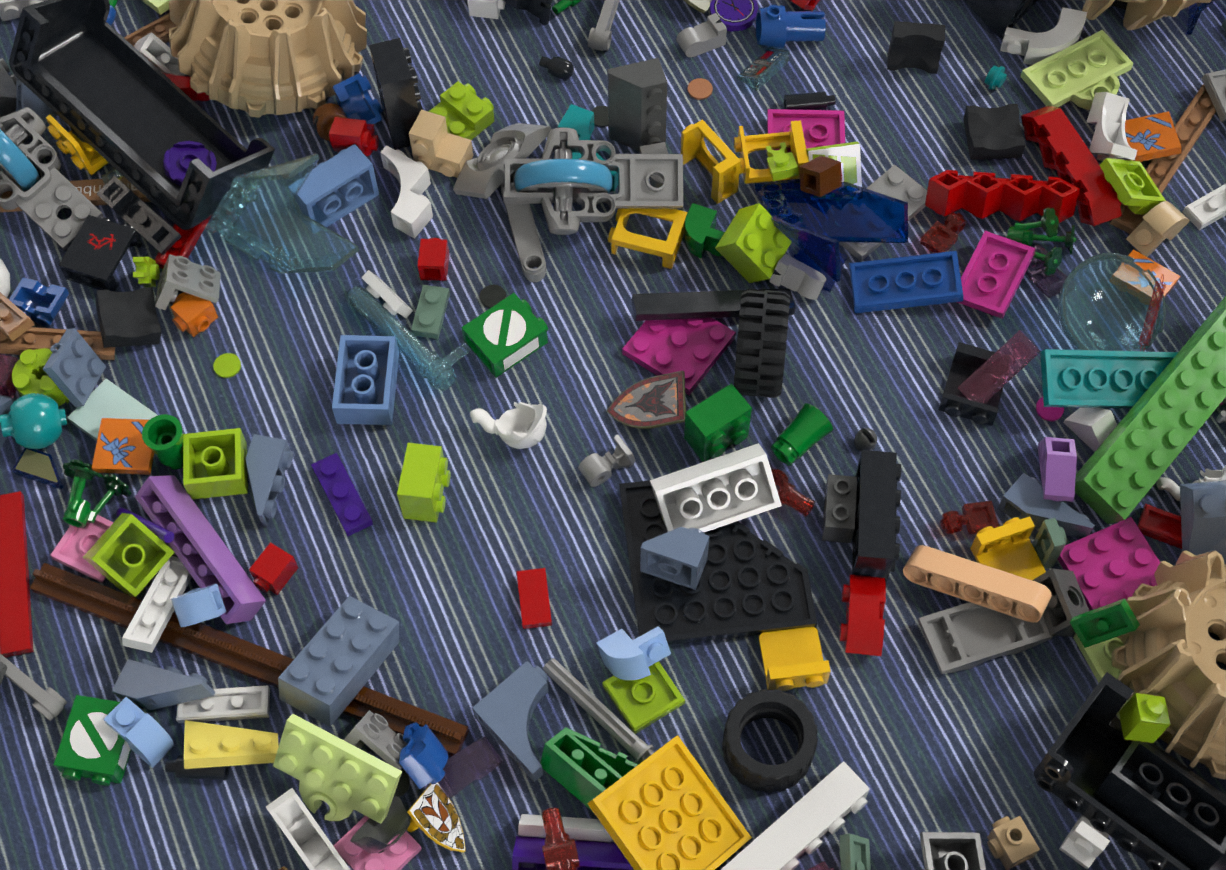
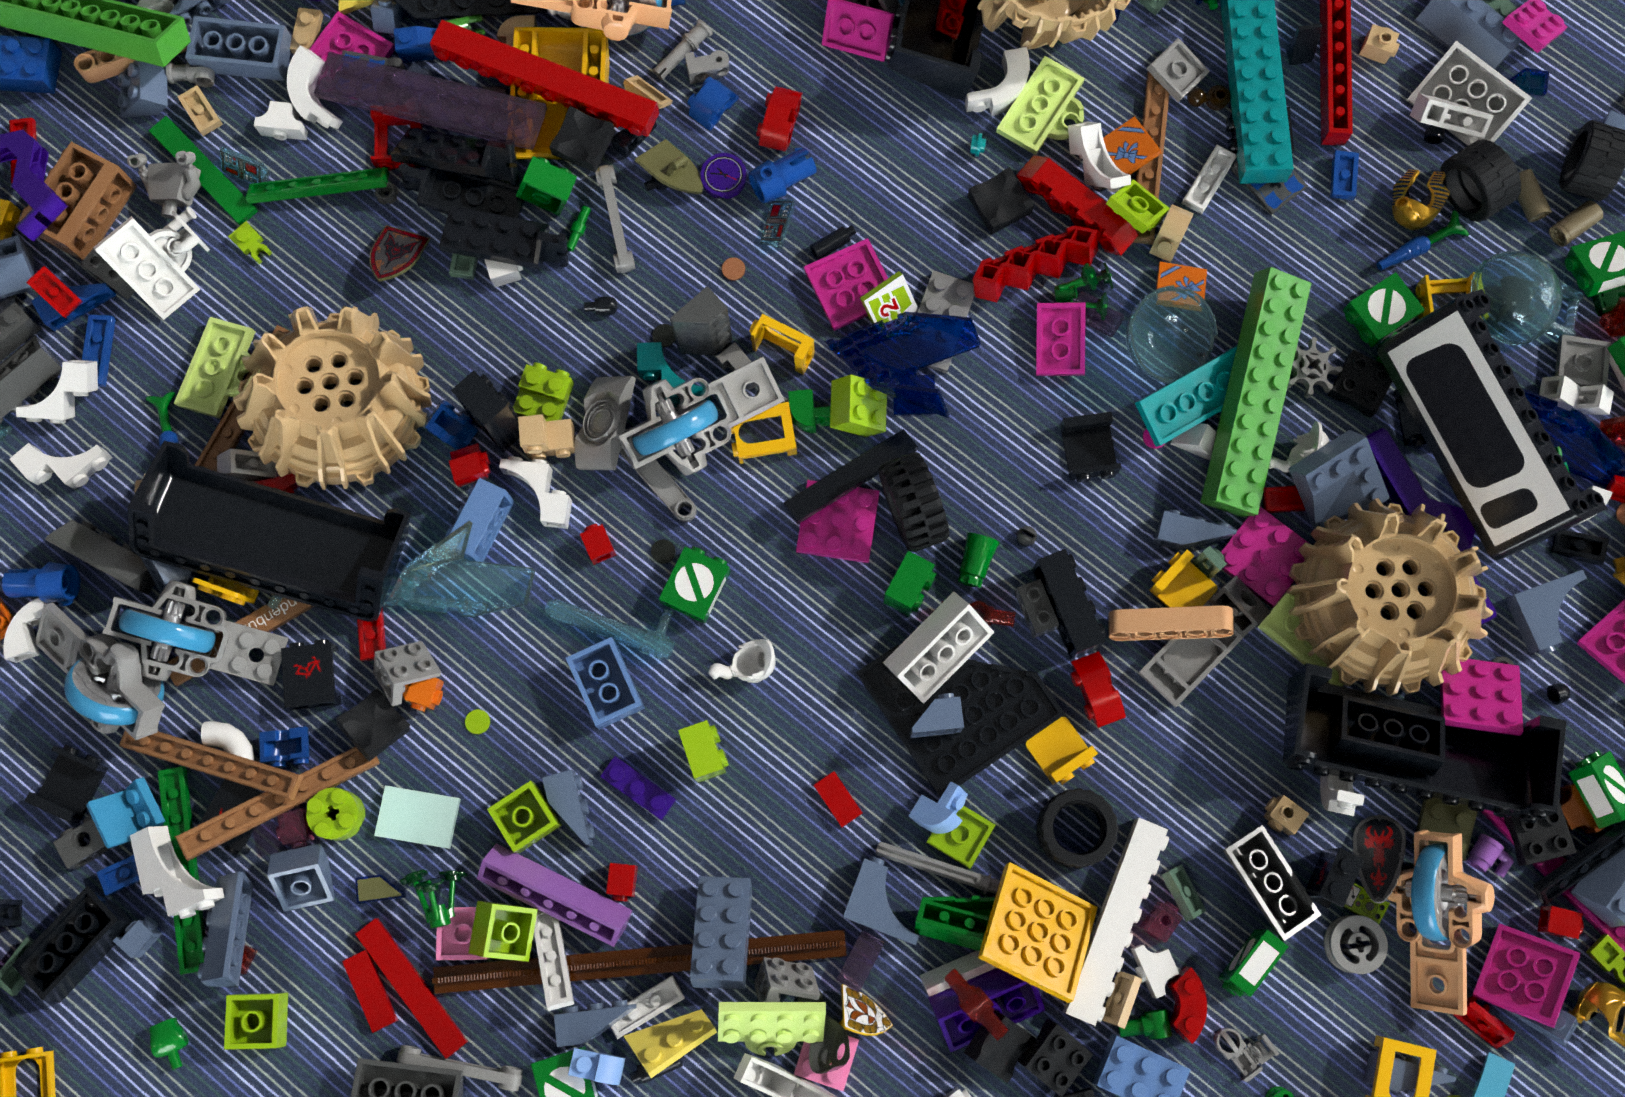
camera: 25 degrees left, 15 degrees up
(34, 421) = (352, 856): teal brick -> none
(74, 367) = (358, 794): sand blue plate -> none
(122, 448) = (441, 839): orange tile -> none
(139, 215) = (324, 624): black slope -> none
(146, 271) = (362, 674): lime plate -> none
(162, 533) = (501, 898): dark purple bar -> none
(165, 438) = (466, 820): green plant -> none
(179, 156) = (339, 558): dark purple tile -> none
(198, 605) = (587, 946): light blue brick -> none
(324, 117) = (435, 455): dark orange head -> none
(378, 288) = (568, 593): white plate -> none
(423, 755) = (830, 974): blue cylinder -> none
(430, 311) = (620, 591): sand green plate -> none
(598, 468) = (832, 664): light grey leg -> none
(652, 402) = (846, 589): shield -> none
(703, 36) = (712, 218): light grey leg -> none
(745, 144) = (840, 288): yellow panel -> none
(780, 163) = (843, 319): lime plate -> none
(798, 277) = (906, 417): light grey leg -> none
(820, 176) = (884, 320): reddish brown brick -> none
(906, 282) = (993, 379): blue tile -> none
(916, 46) = (900, 147): black brick -> none
(943, 237) = (1002, 322): clear red plate -> none
(975, 516) = (1143, 563): clear red plate -> none
(999, 368) = (1107, 429): clear pink plate -> none
(1058, 468) = (1189, 495): medium lavender slope -> none
(1104, 623) = (1284, 617): green plate -> none
(1144, 718) = (1346, 681): lime brick -> none
(1155, 317) = (1202, 324): piece -> none

